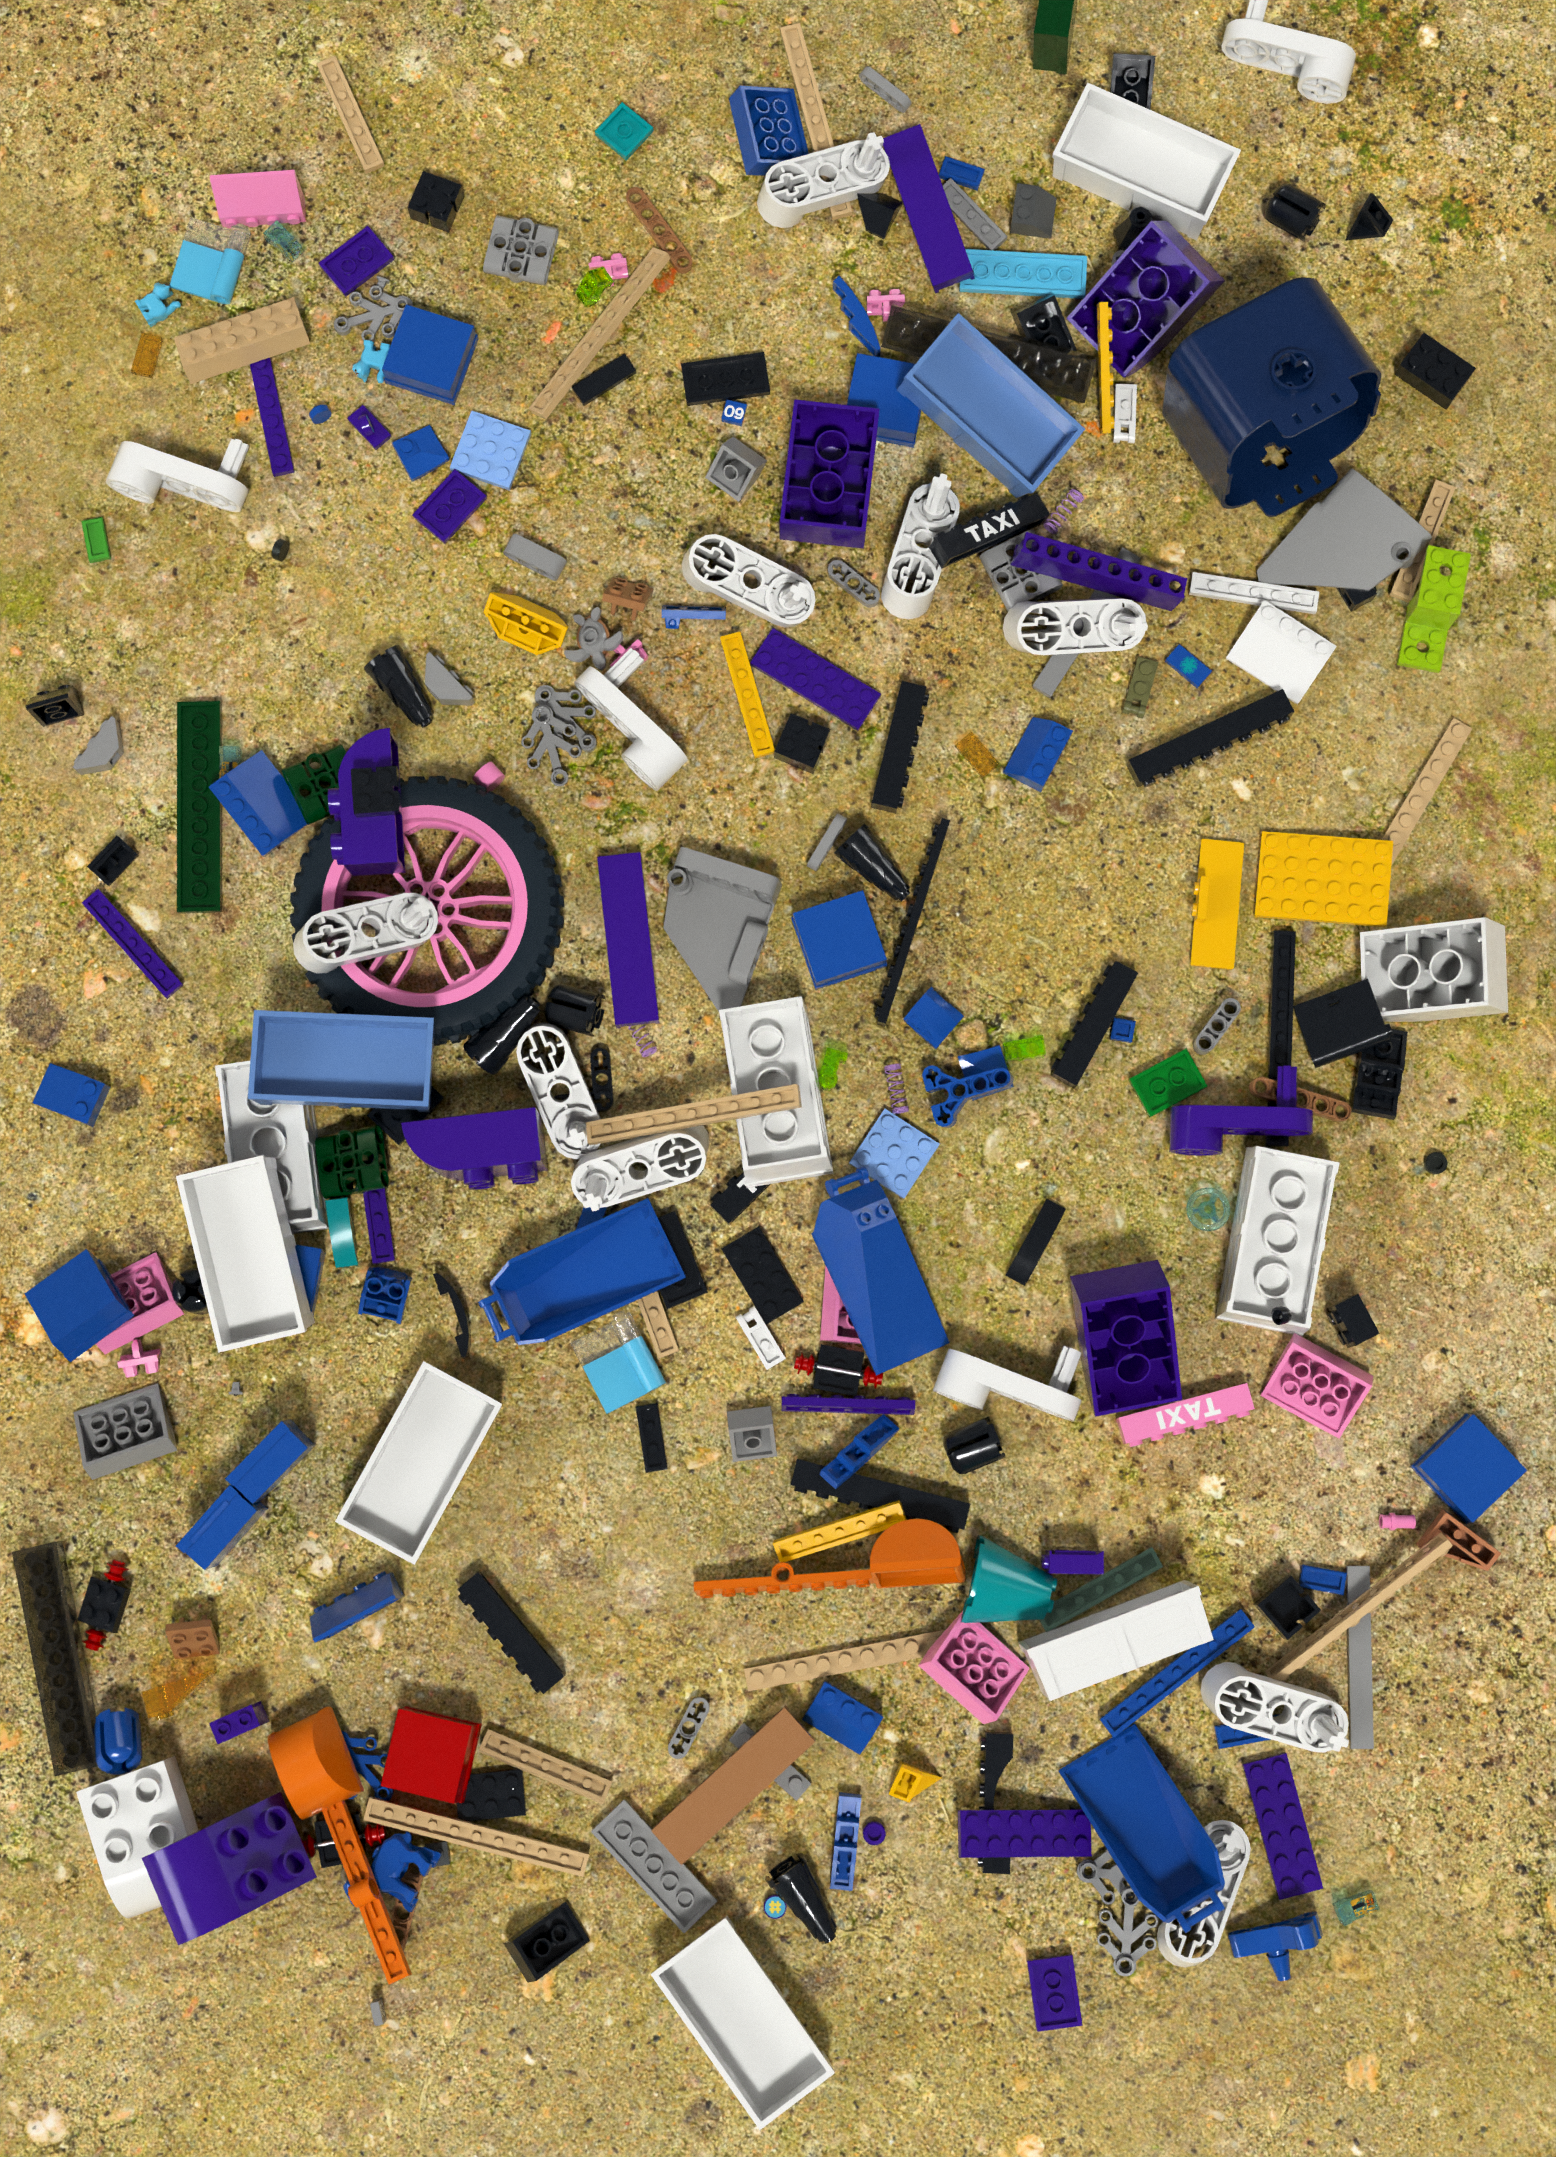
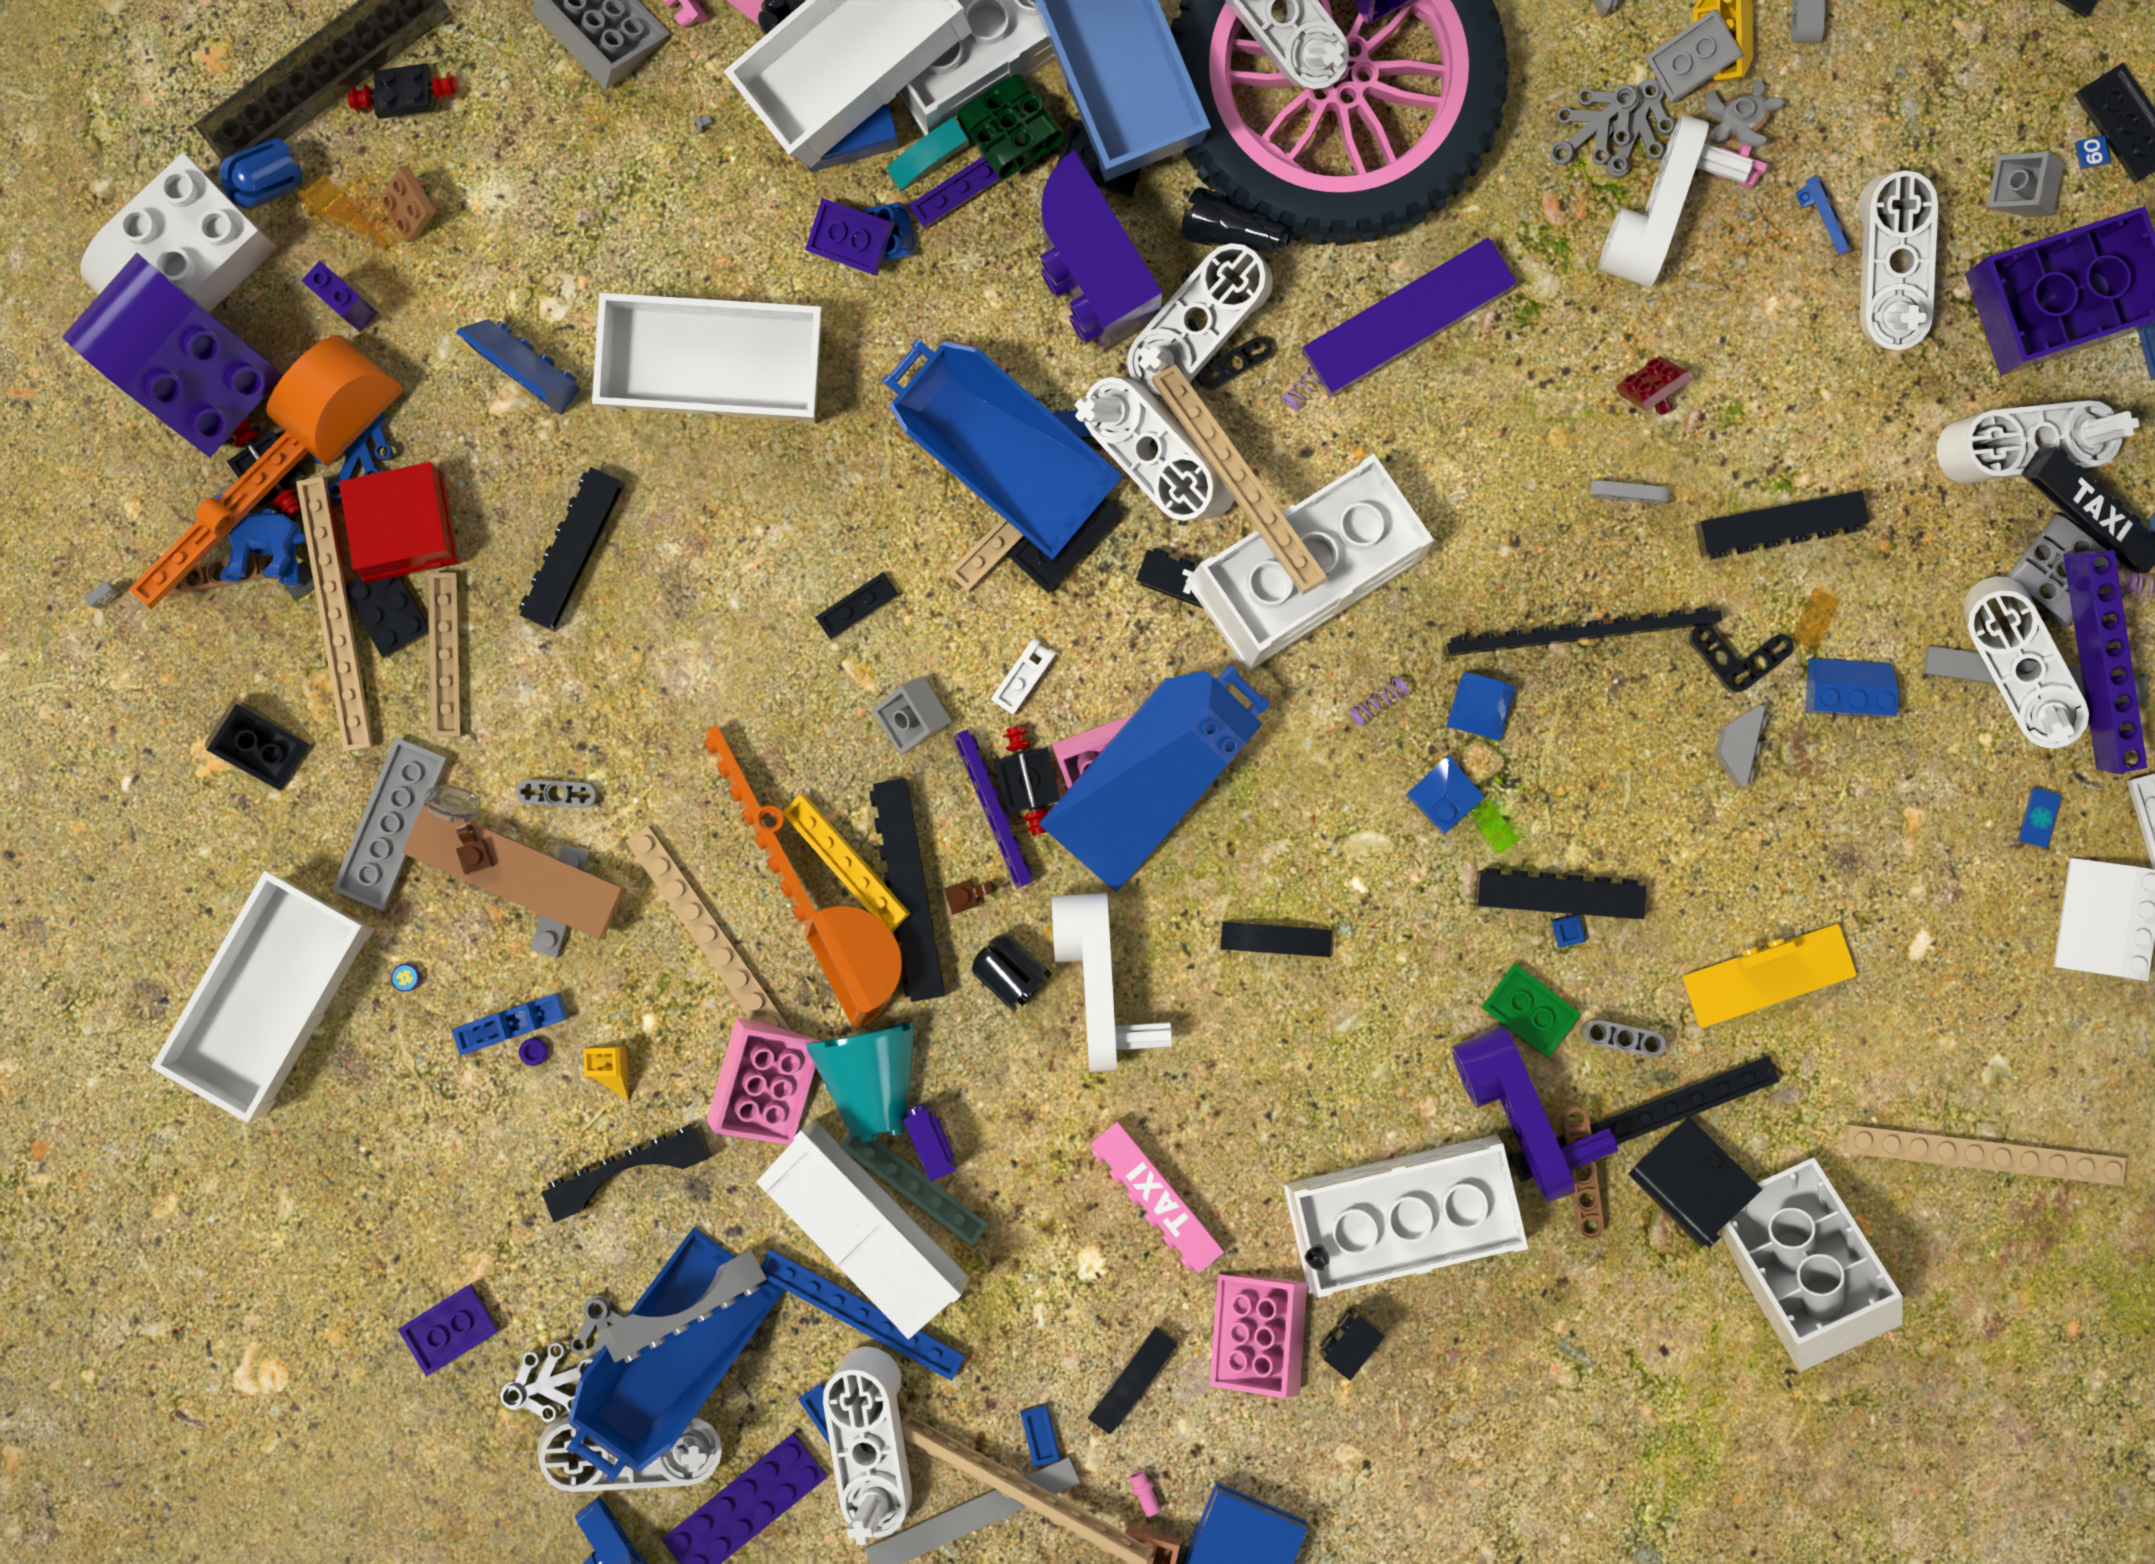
camera: 70 degrees right, 5 degrees up
(221, 1528) = (540, 174): blue container -> none
(270, 1461) = (635, 192): blue container -> none
(376, 1317) = (849, 236): none -> dark purple plate
(463, 1340) = (869, 347): black slope -> none
(489, 776) = (1524, 72): bright pink piece -> none
(535, 653) = (1694, 56): none -> light grey tile
(574, 1009) = (1287, 298): black cylinder -> none
(618, 1362) = (923, 529): medium azure door -> none
(628, 595) = (1814, 129): medium nougat plate -> none
(661, 1809) = (452, 803): none -> clear tile
(708, 1809) = (473, 854): none -> reddish brown plate
(719, 921) = (1479, 411): light grey panel -> none
(747, 695) = (1760, 322): yellow plate -> none
(758, 790) = (1654, 385): none -> dark red plate
(762, 1275) = (1095, 646): black plate -> none
(799, 1890) = (432, 995): black cone -> none
(800, 743) = (1732, 407): black piece -> none
(815, 679) = (1816, 392): dark purple plate -> none
(828, 1073) = (1367, 615): clear neon green leg -> none
(839, 940) = (1521, 557): blue container -> none
(842, 1717) = (644, 959): blue slope -> none
(859, 1451) = (945, 844): blue slope -> none
(867, 857) = (1633, 546): black cone -> none
(869, 588) = (1948, 364): light grey beam -> none
(894, 1153) = (1303, 733): light blue plate -> none
(902, 1456) = (964, 895): none -> reddish brown plate
(955, 1103) = (1392, 775): blue beam -> none
(985, 826) = (1732, 664): none -> black beam
(1023, 1833) = (604, 1218): dark purple plate -> none
(1043, 849) = (1739, 744): none -> light grey slope
(1121, 1844) = (635, 1331): none -> light grey arch
(1126, 1337) = (1212, 1090): dark purple brick -> none
(1140, 686) = (1987, 773): olive plate -> none
(1210, 738) = (1964, 882): black brick -> none
(1218, 1223) = (1394, 1102): clear light blue piece -> none
(1285, 1607) = (990, 1404): black piece -> none
(1311, 1492) = (1133, 1380): none -> black slope
(1324, 879) = (1858, 1088): yellow plate -> none
(1380, 1077) = (1651, 1255): black slope -> none
(1435, 1163) = (1581, 1362): pearl dark grey tile -> none

